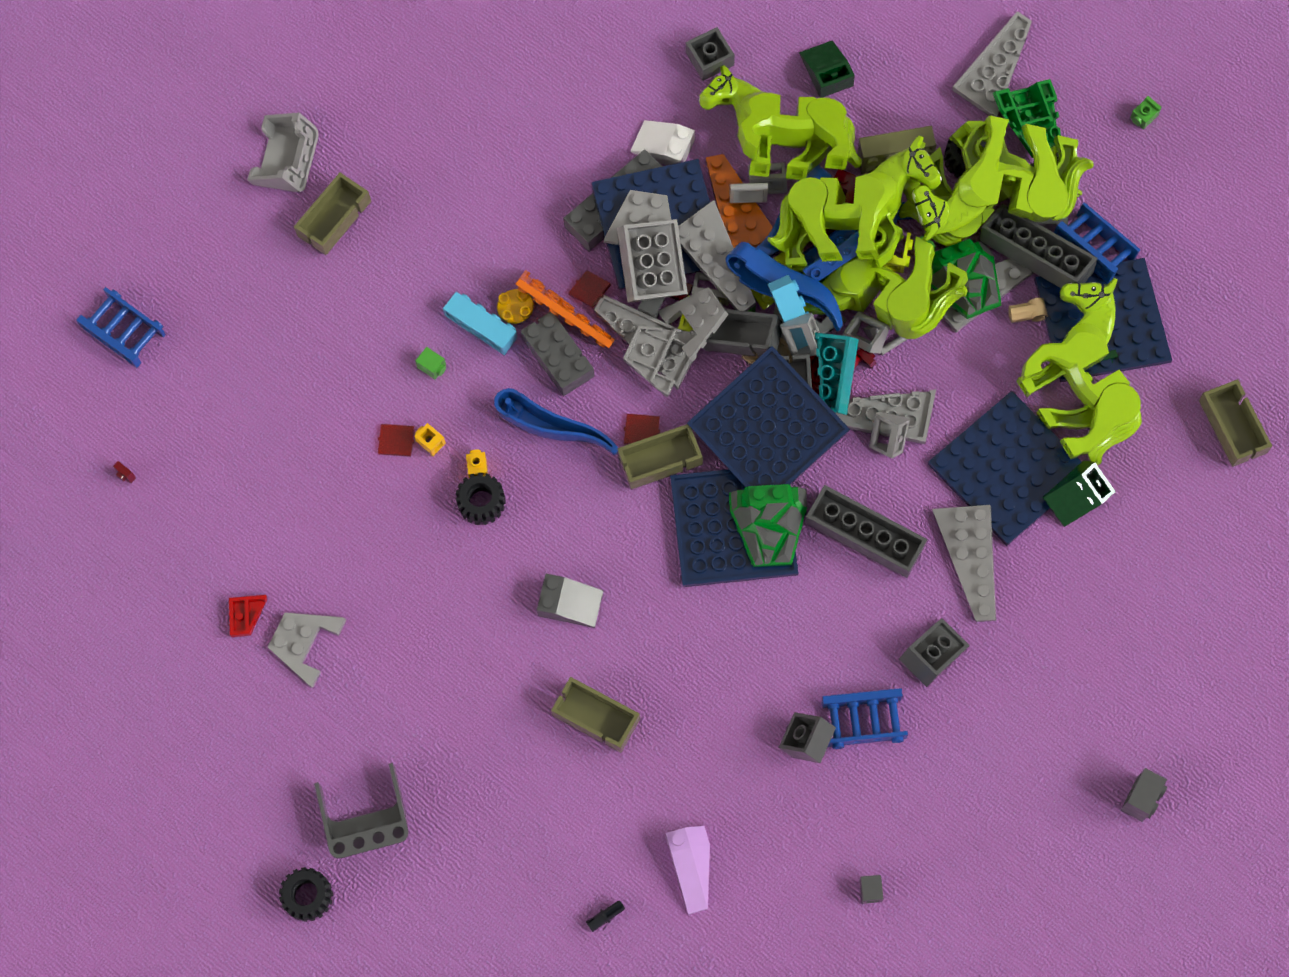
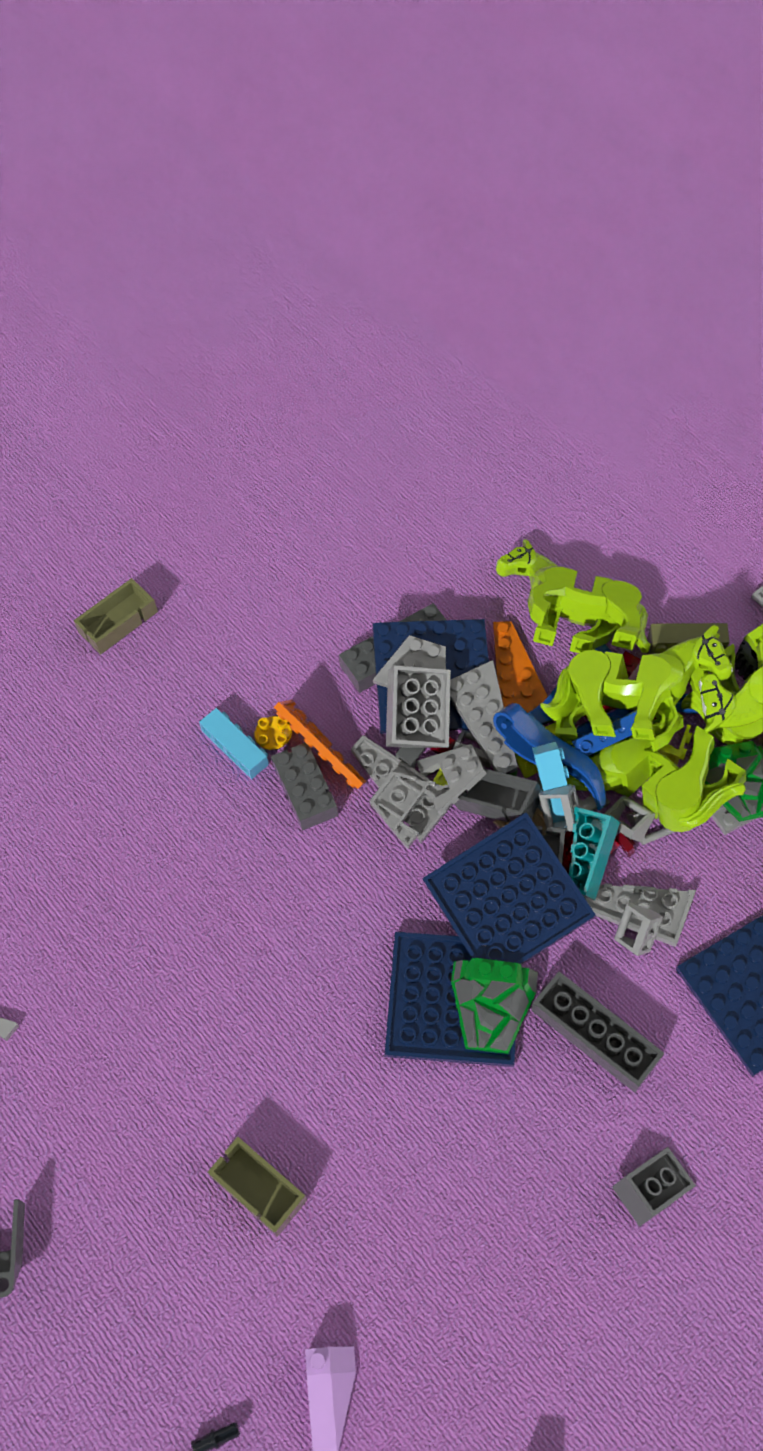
camera: 10 degrees right, 10 degrees down
(287, 153) = (91, 557): light grey windscreen -> none
(396, 440) = (121, 845): clear red piece -> none
(431, 363) = (175, 774): bright green brick -> none
(437, 440) = (160, 852): yellow brick -> none
(475, 456) = (196, 891): yellow brick -> none
(477, 484) = (190, 905): black tyre -> none
(541, 422) = (273, 853): blue animal -> none
(569, 601) = (258, 1049): slope -> none
(589, 289) = (351, 728): clear red piece -> none
(640, 427) = (375, 879): clear red piece -> none
(660, 456) = (387, 909): olive piece -> none
(664, 141) = (456, 600): white slope -> none
(709, 53) = (513, 526): dark grey brick -> none
(748, 192) = (529, 659): light grey tile -> none
(776, 182) = (552, 655): light grey tile -> none
(807, 737) = (491, 1262): dark grey brick -> none
(828, 68) = (629, 559): dark green slope -> none
(872, 699) = (574, 1230): blue fence -> none
(970, 545) = (711, 1069): light grey wing -> none

